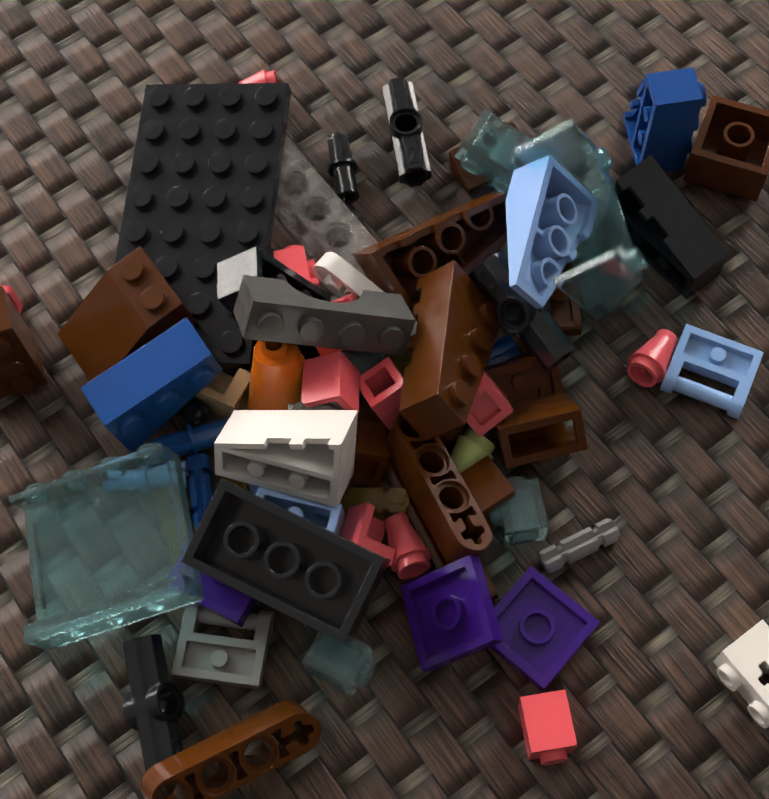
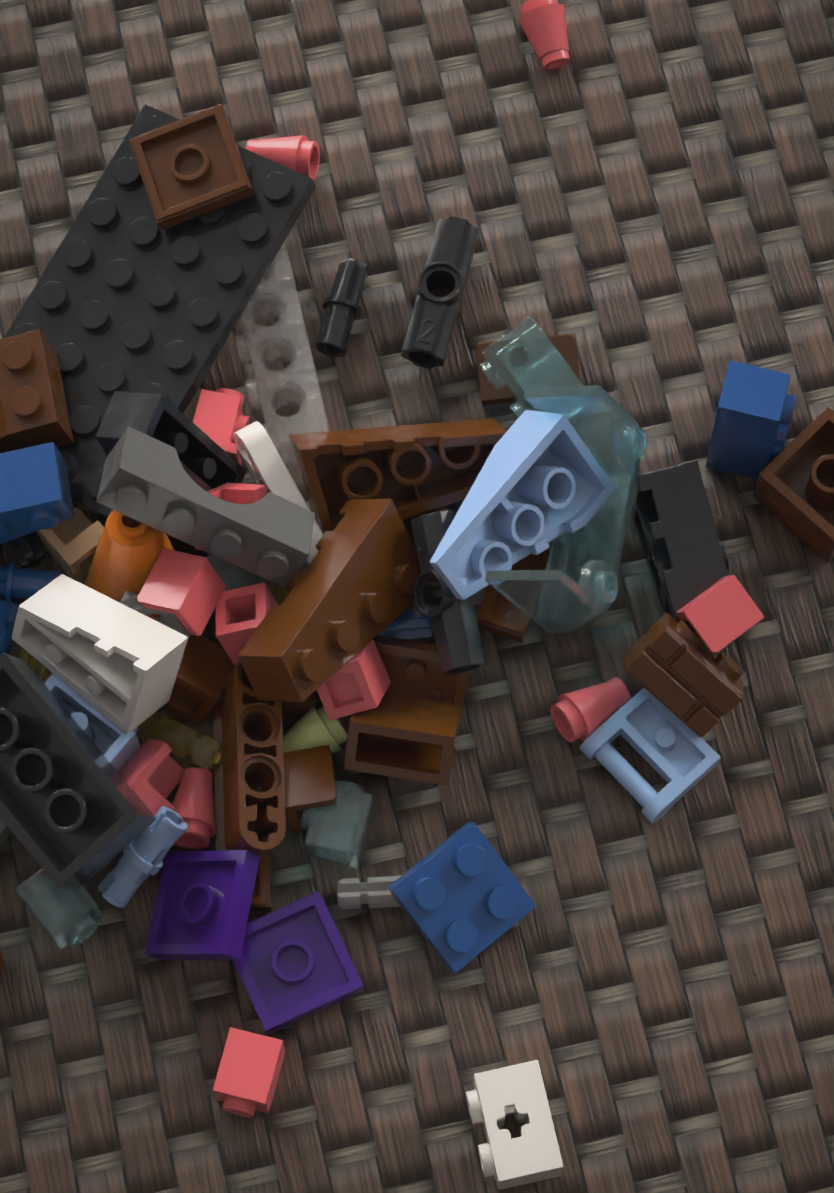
camera: 20 degrees right, 5 degrees up
(199, 106) = (191, 167): none -> reddish brown tile
(388, 597) = (142, 857): none -> light blue pin
(637, 525) = (462, 897): none -> blue plate
(713, 304) = (685, 674): none -> reddish brown brick
(721, 246) = (721, 613): none -> coral panel

